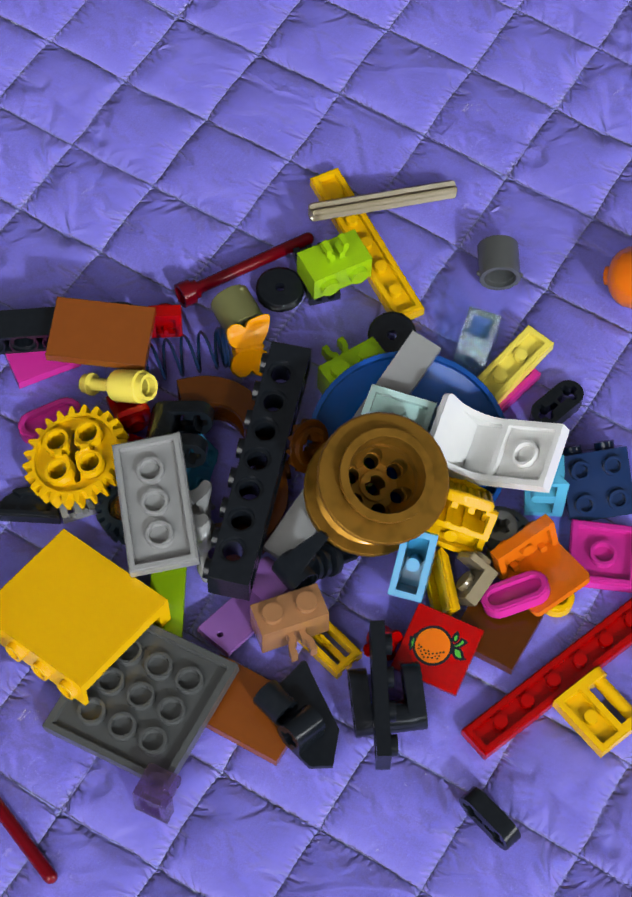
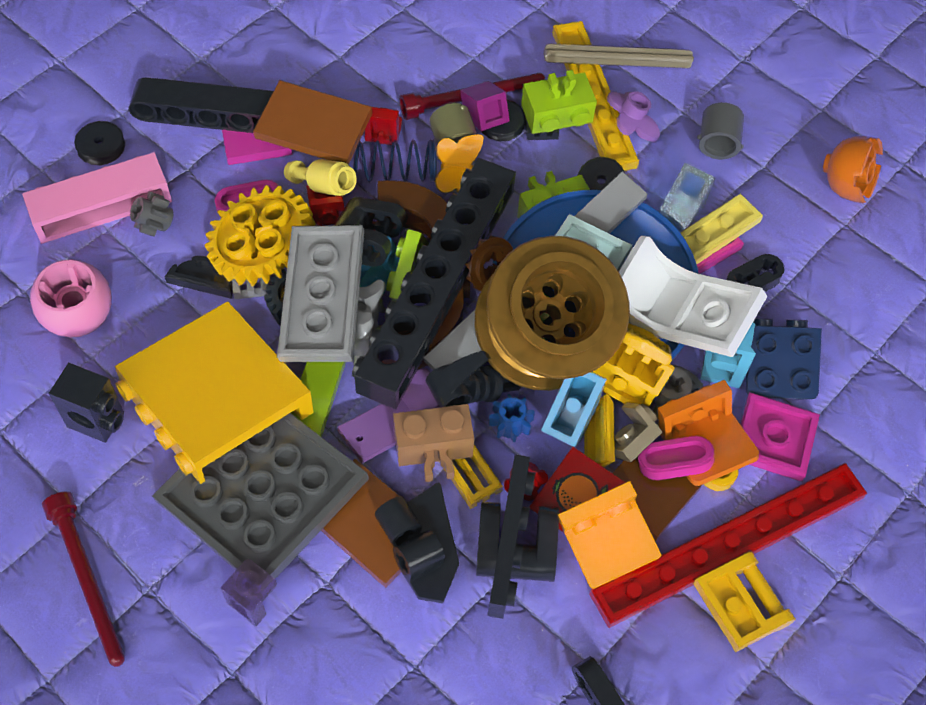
camera: 10 degrees right, 0 degrees up
(224, 445) = (407, 251): none -> lime wing
(262, 278) = (486, 105): none -> magenta panel
(356, 578) = (511, 417): none -> blue gear
(409, 260) = (632, 116): none -> medium lavender animal
(468, 677) = (609, 535): none -> light orange bracket

